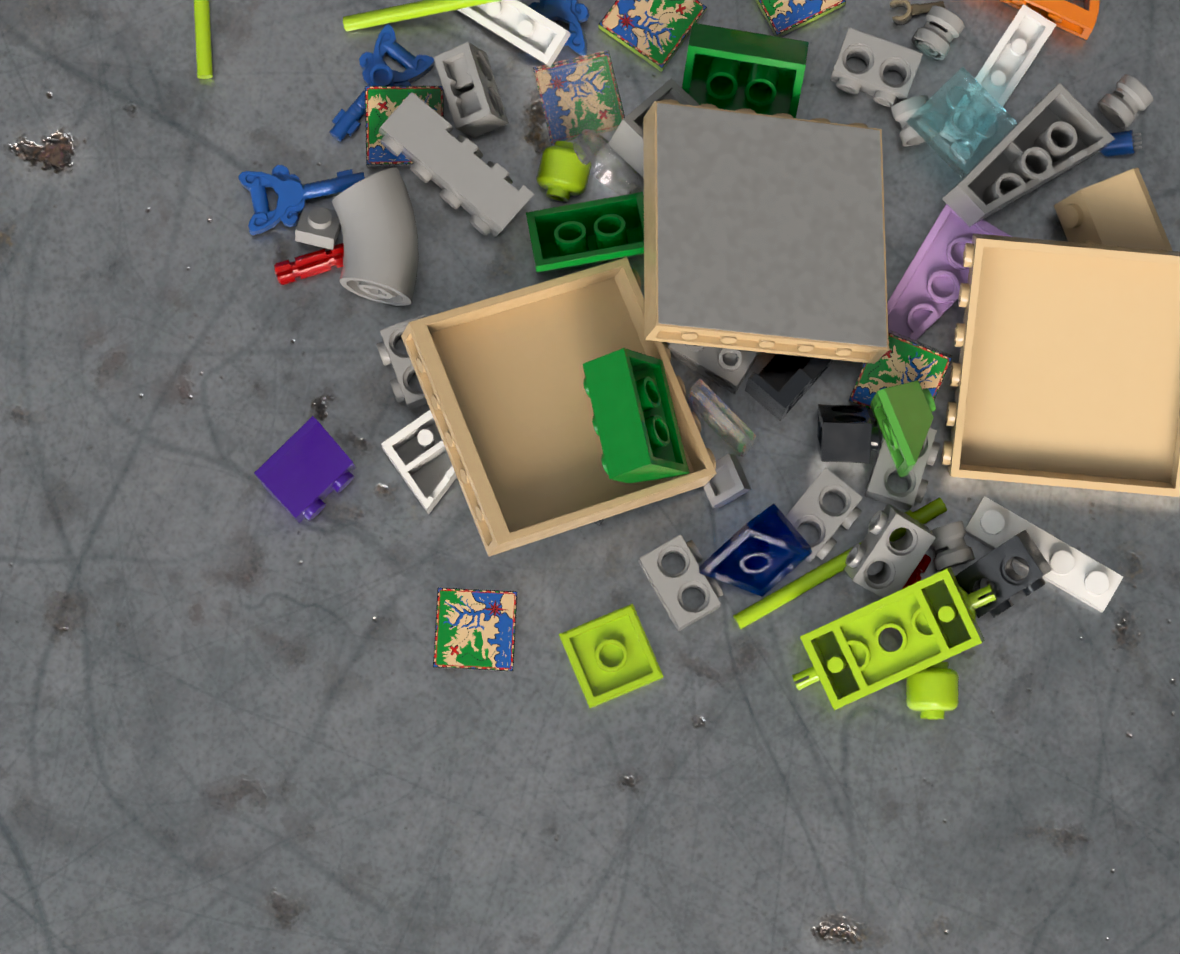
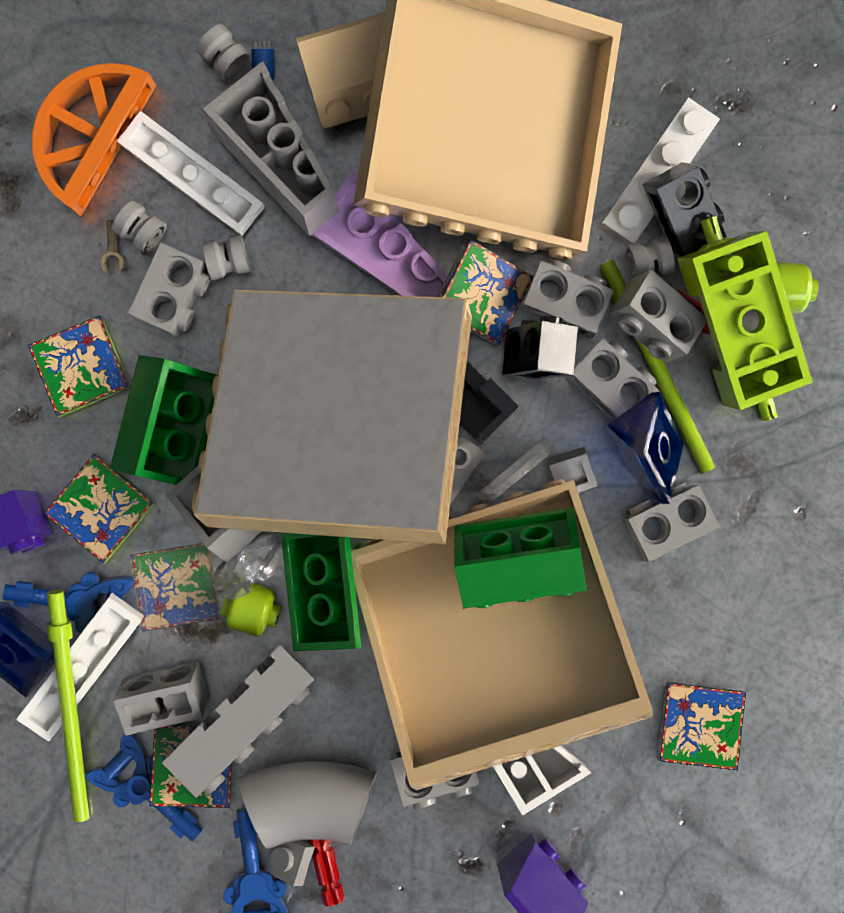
camera: 90 degrees left, 5 degrees up
(611, 656) = (734, 594): lime tile -> none
(904, 421) = (540, 288): bright green slope -> none
(962, 122) = (234, 209): clear light blue plate -> none

